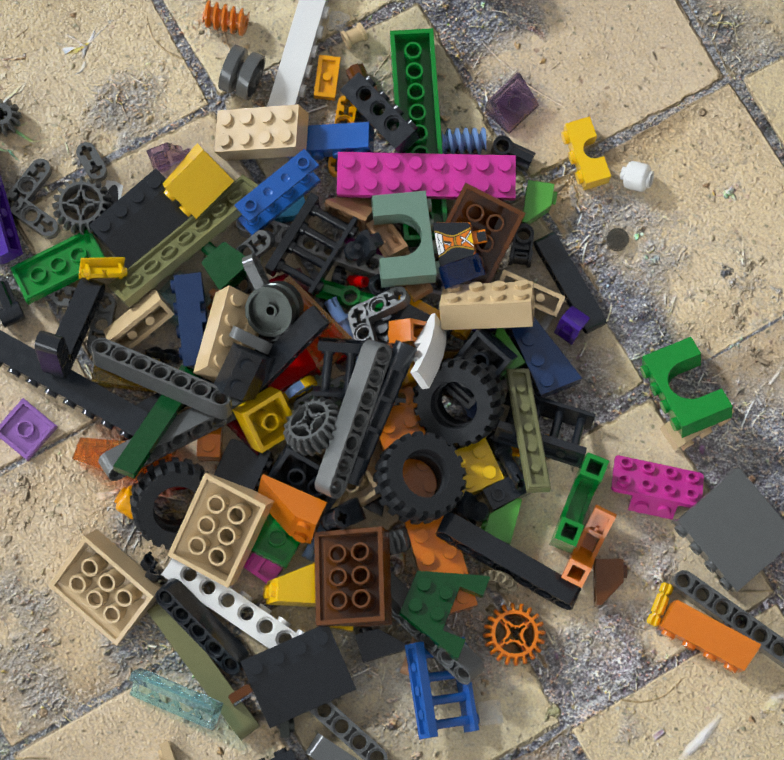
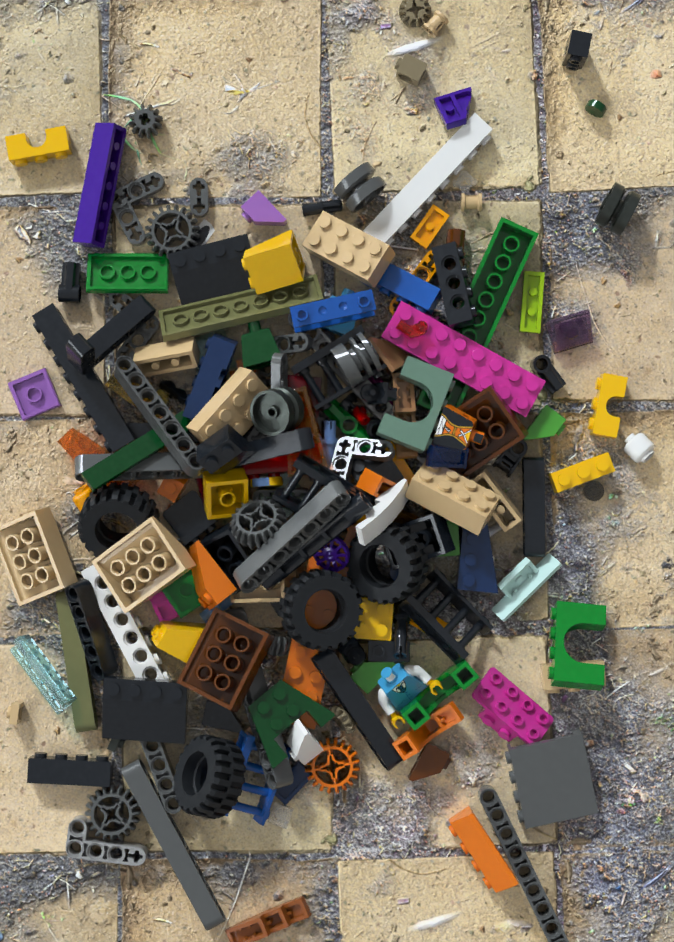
camera: 30 degrees right, 10 degrees up
(102, 268) = (157, 294): yellow hinge -> none
(149, 564) = (75, 556): black piece -> none
(155, 136) = (262, 212): none -> medium lavender slope
(166, 155) = (259, 226): wing -> none
(210, 114) = (317, 207): none -> black axle
(225, 18) = (372, 131): orange piece -> none
(241, 695) = (90, 703): reddish brown tile -> none
(250, 340) = (244, 426): dark grey beam -> none
(324, 223) = (356, 359): none -> dark grey wheel
(344, 515) = (245, 606): black piece -> none
(364, 171) = (412, 330): none -> clear red arm
(398, 705) = (209, 776): none -> black tyre
(401, 420) = (331, 553): none -> dark purple wheel
(461, 96) = (531, 302): none -> lime plate
(464, 141) = (512, 342): medium blue piece -> none
(473, 623) = (303, 743): none -> white slope
(484, 682) = (286, 793): none -> dark blue tile
(528, 431) = (428, 616): olive tile -> none
(538, 519) = (402, 685): none -> torso
(571, 324) = (516, 544): dark purple slope -> none
(596, 226) = (581, 472): none -> yellow brick
(600, 359) = (523, 583): none -> light aqua bracket
(660, 604) = (460, 803): yellow axle -> none

